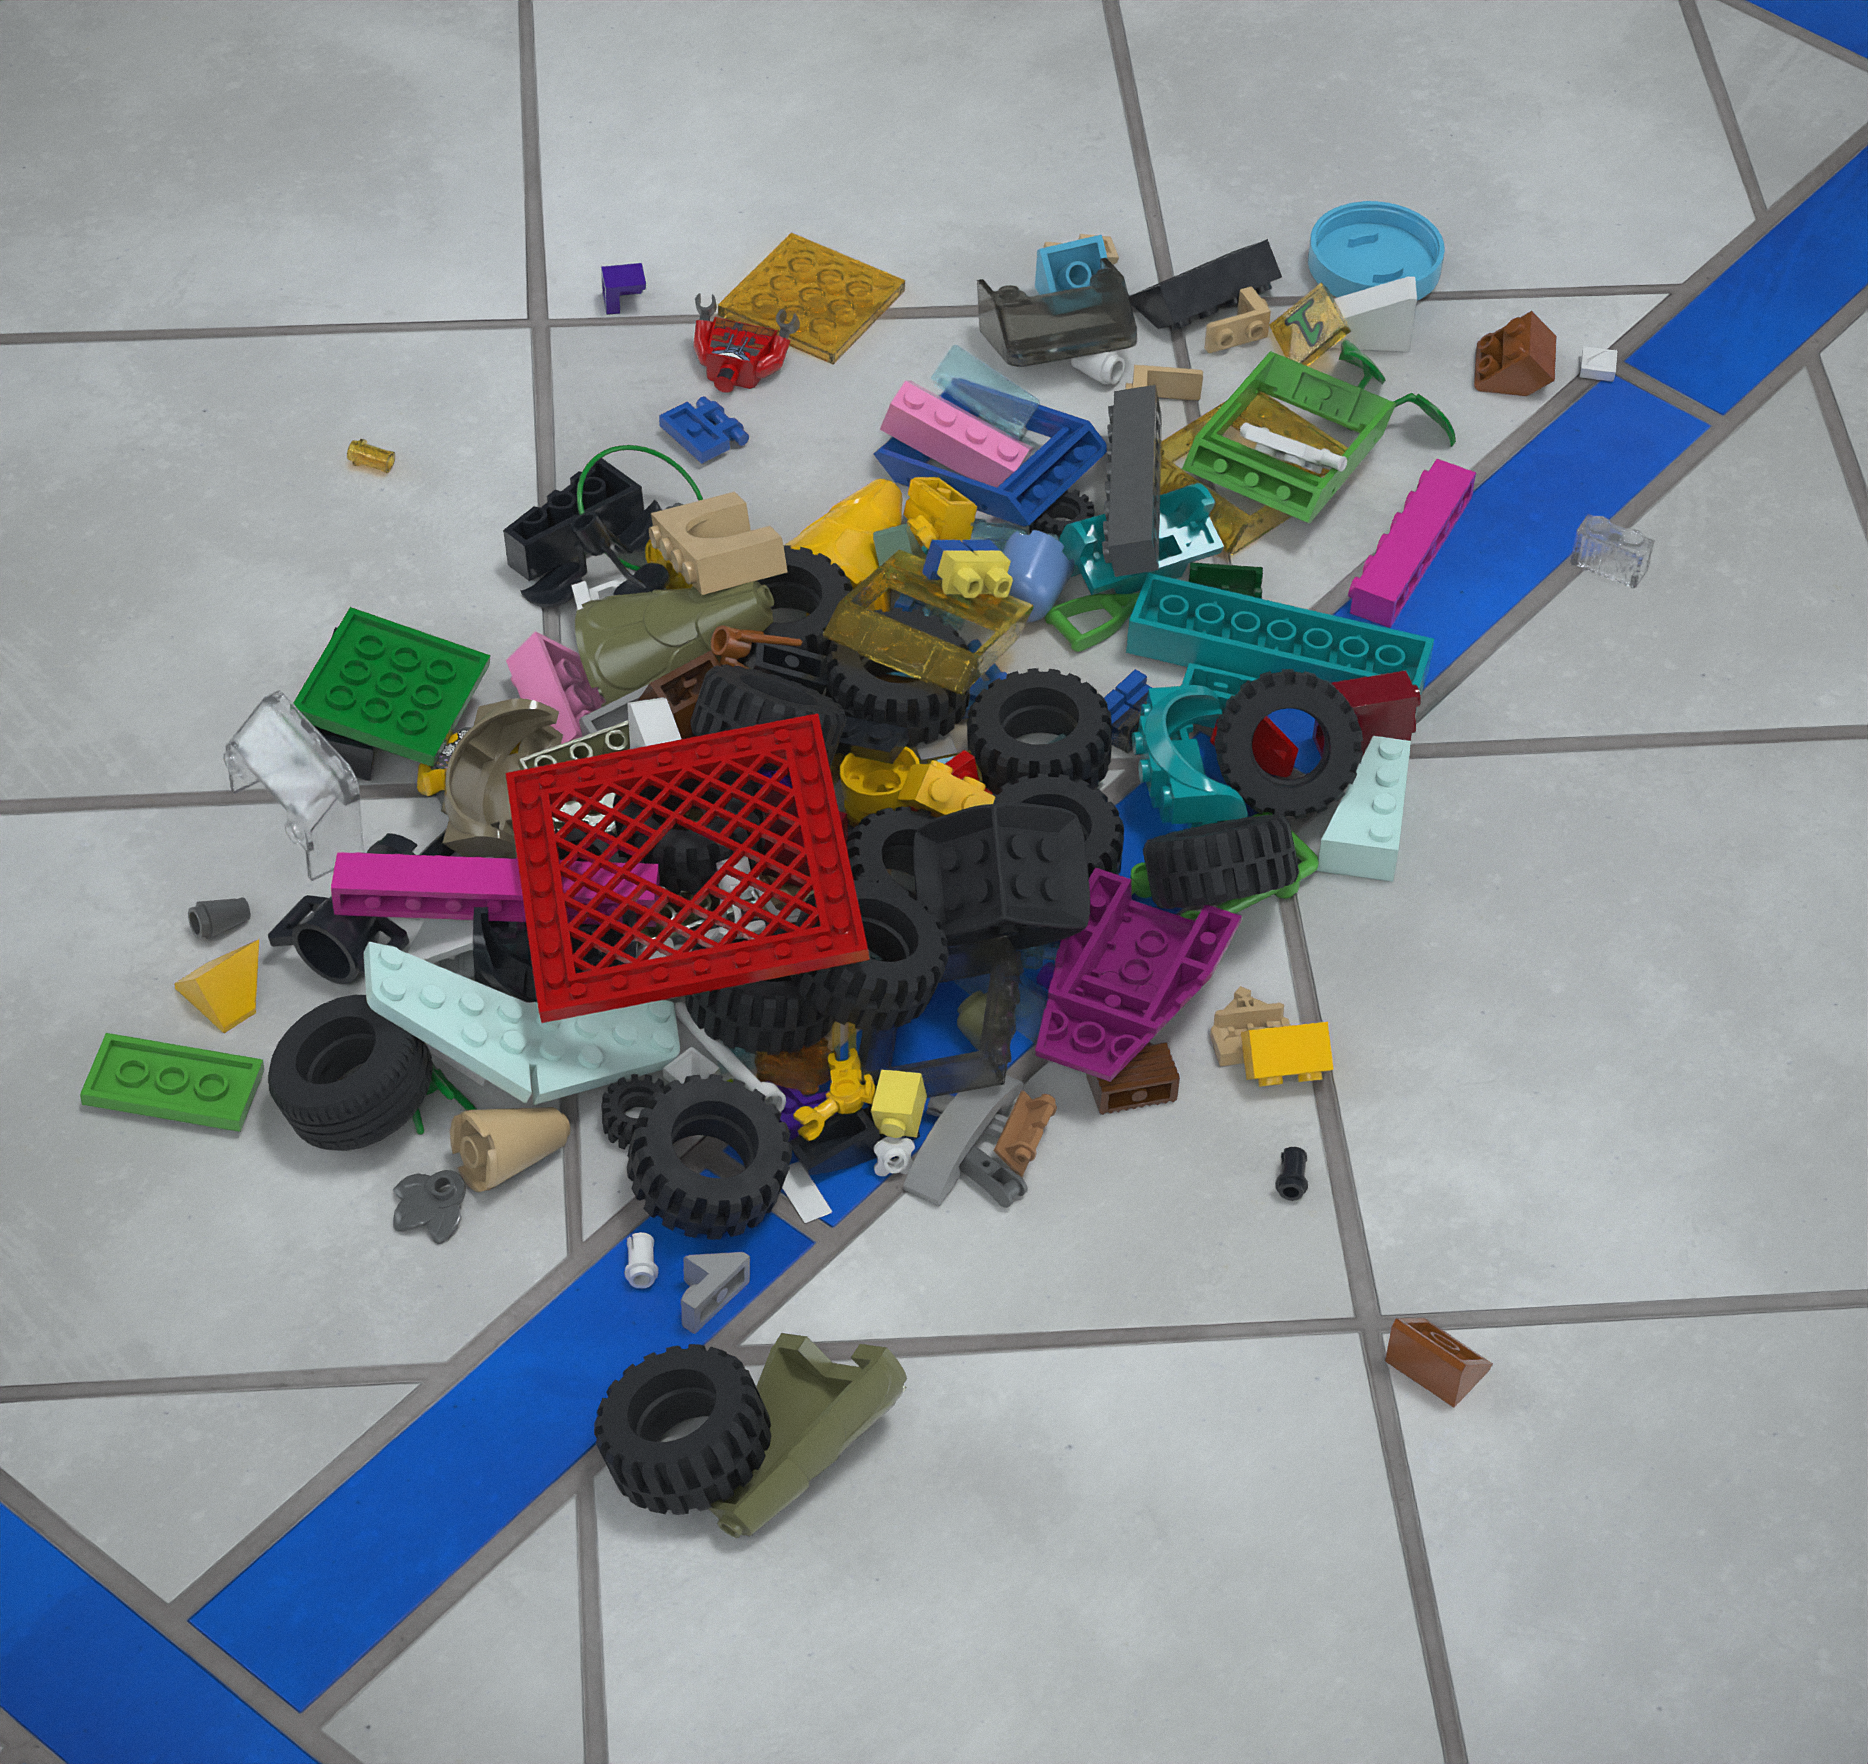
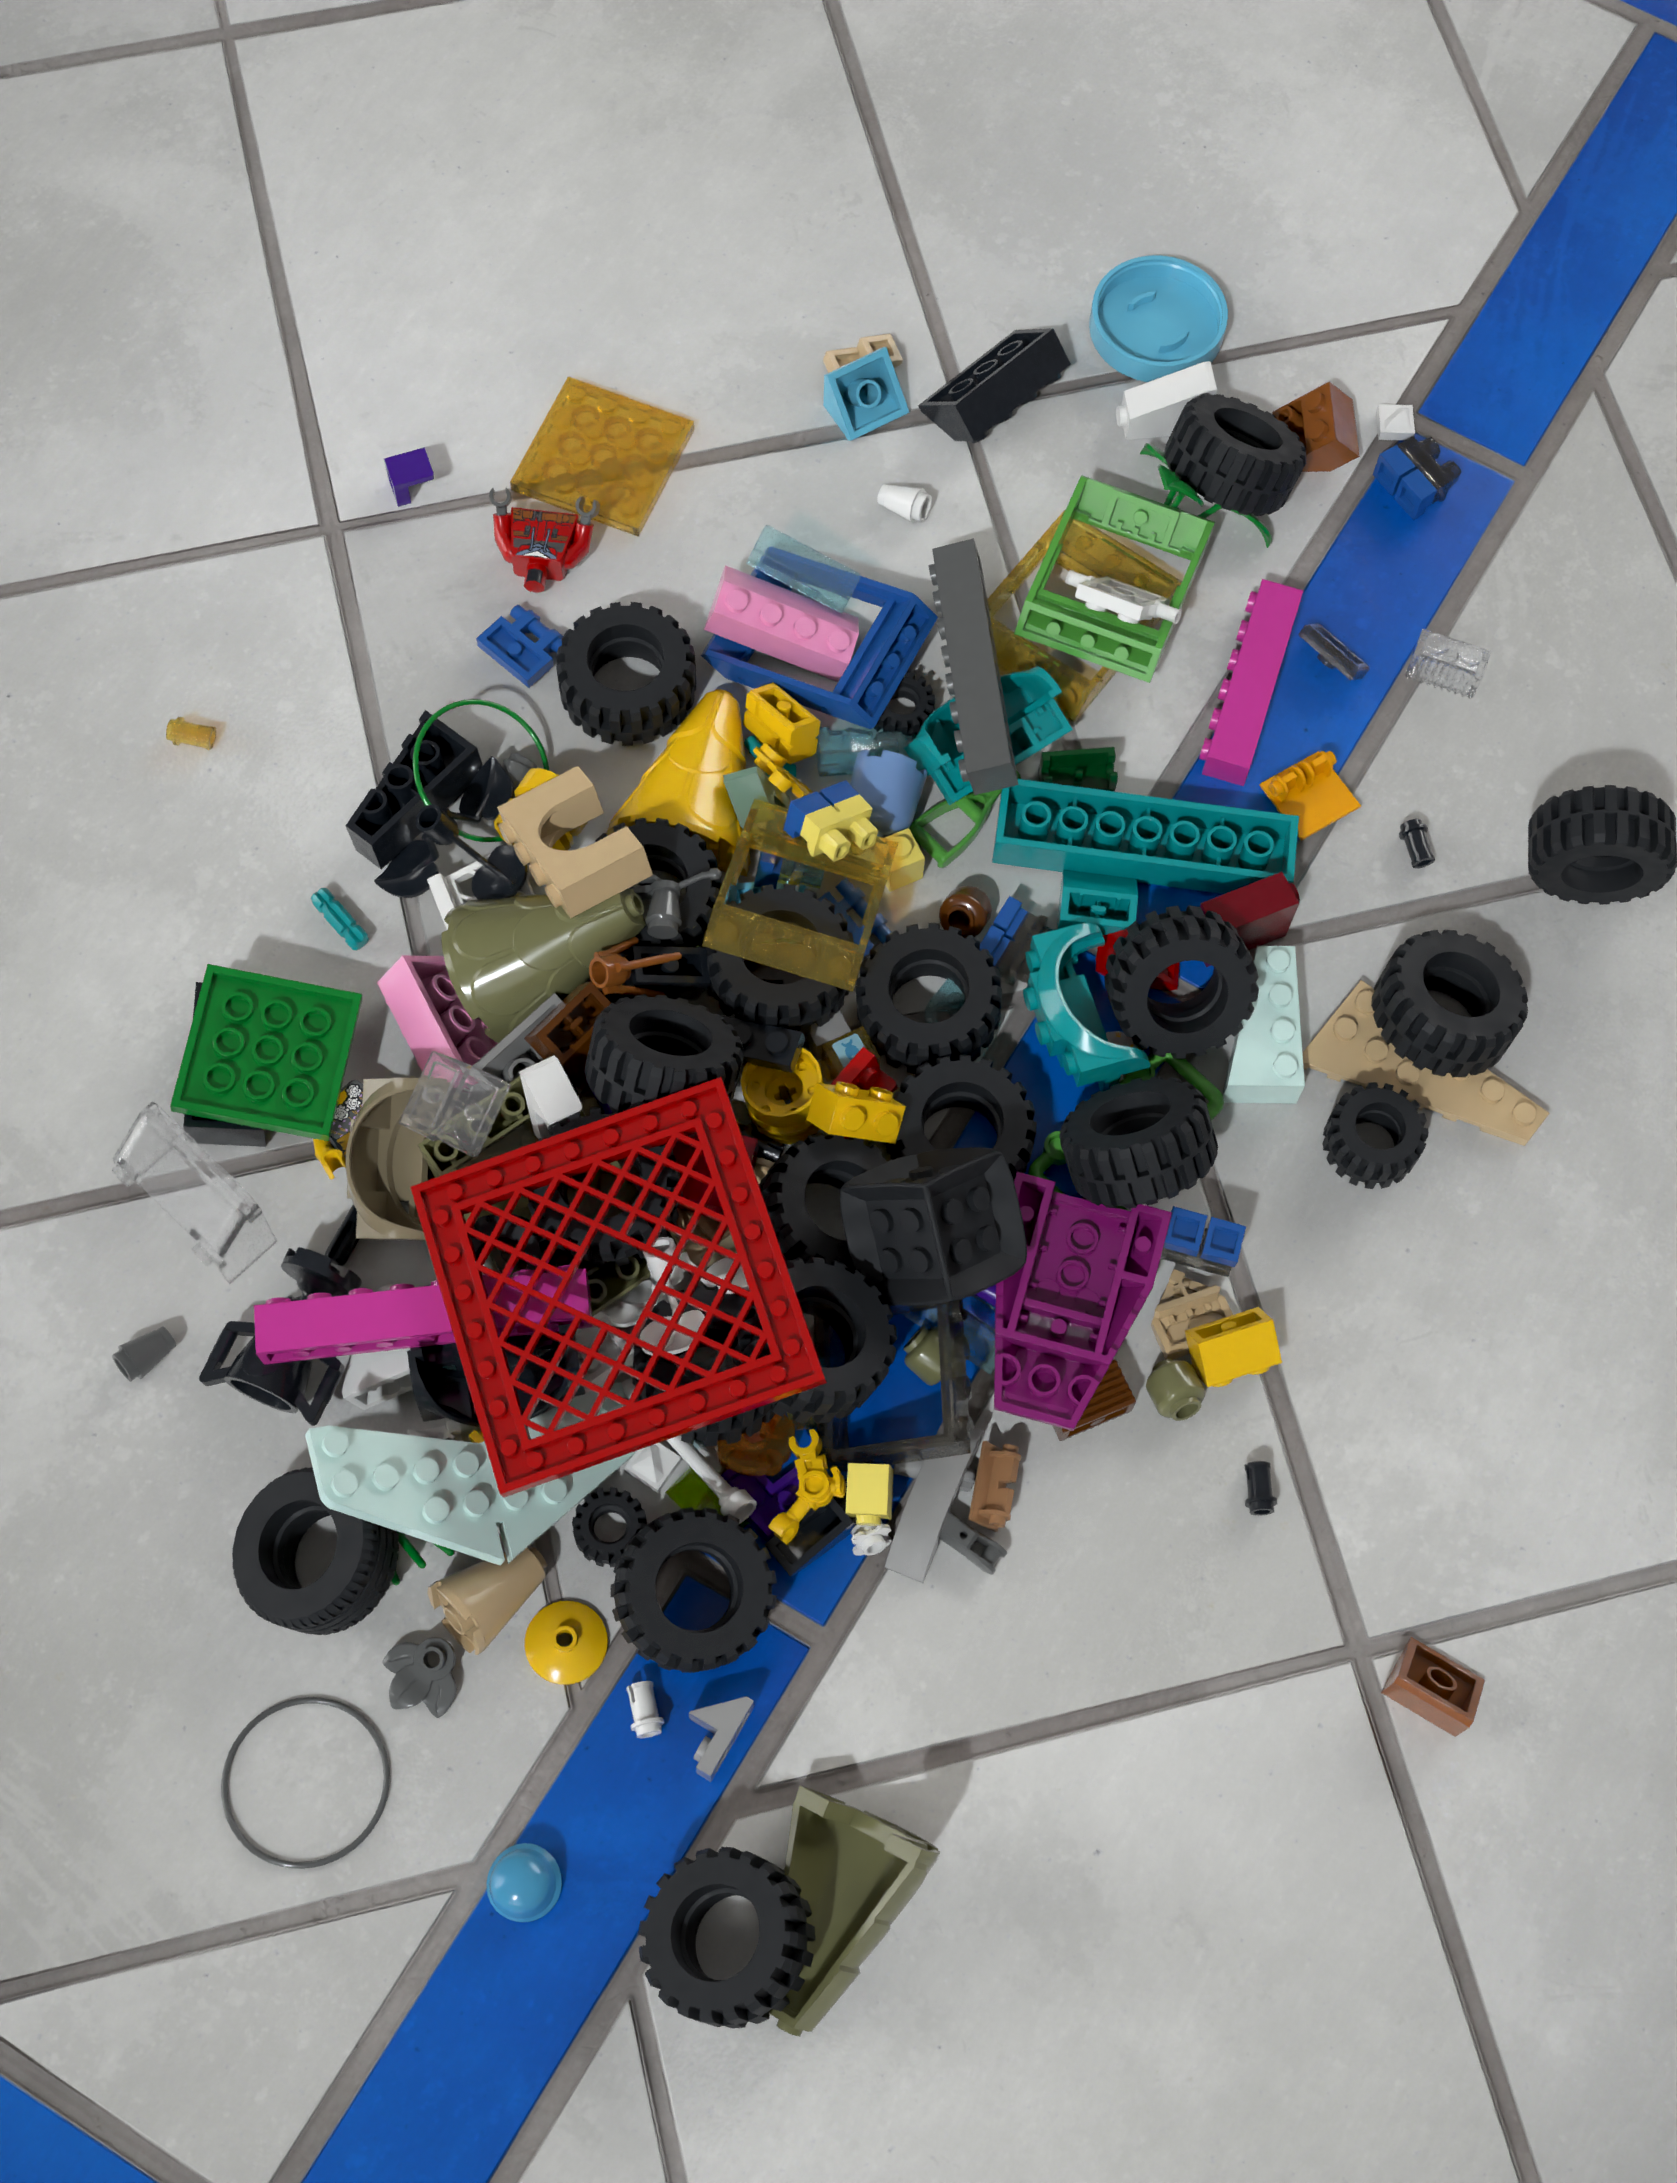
camera: 10 degrees left, 20 degrees up
(172, 1082) = (136, 1571): bright green plate -> none
(224, 987) = (166, 1440): yellow slope -> none
(299, 1339) = (224, 1789): none -> dark grey piece
(481, 614) = (339, 919): none -> teal axle
(493, 1381) = (524, 1883): none -> dark azure helmet
(561, 723) = (454, 1103): none -> clear slope
(575, 1203) = (569, 1663): none -> yellow dish
(793, 605) = (664, 910): none -> dark grey piece
(797, 426) = (620, 634): none -> black tyre
(804, 1194) = (791, 1594): white sticker -> none
(1038, 636) = (907, 862): none -> light yellow brick
(1060, 322) = (863, 469): clear smoke windscreen -> none
(1095, 671) = (966, 909): none -> reddish brown head
(1169, 381) = (973, 516): tan bracket -> none
(1222, 1080) = (1175, 1389): none -> olive head
(1247, 326) = (1051, 427): tan bracket -> none
(1269, 960) = (1207, 1249): none -> blue hips
(1310, 326) = (1109, 427): clear yellow tile -> none
(1427, 353) = (1235, 454): none -> black tyre
(1457, 636) = (1311, 792): none -> light orange hinge
(1464, 906) = (1391, 1112): none -> black tyre
(1499, 530) = (1333, 652): none -> clear smoke plate
(1518, 864) = (1355, 1051): none -> tan wing
(1553, 683) = (1417, 844): none -> black pin
(1557, 804) = (1469, 974): none -> black tyre
(1609, 403) = (1414, 474): none -> hips
(1738, 659) = (1602, 845): none -> black tyre

